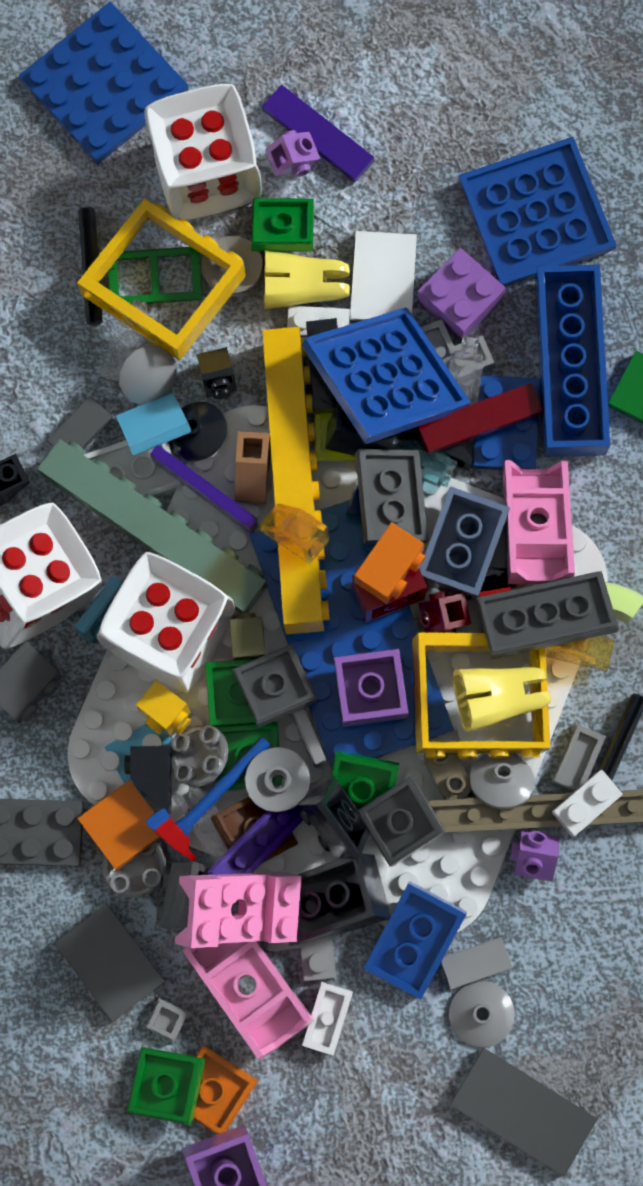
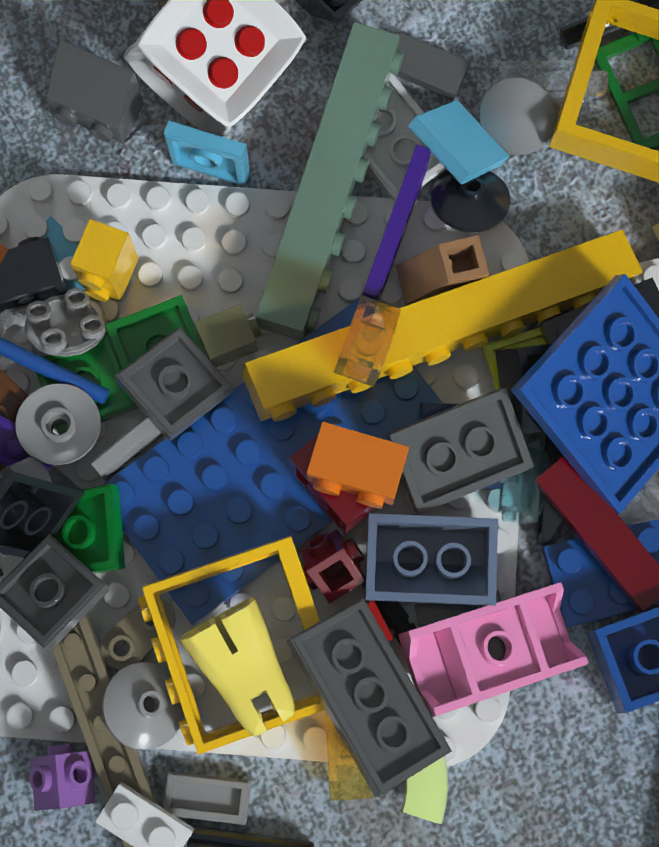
camera: 70 degrees right, 0 degrees up
(166, 621) = (205, 223): white piece -> none
(217, 373) = (549, 195): black slope -> none
(371, 687) = (202, 499): medium lavender brick -> none

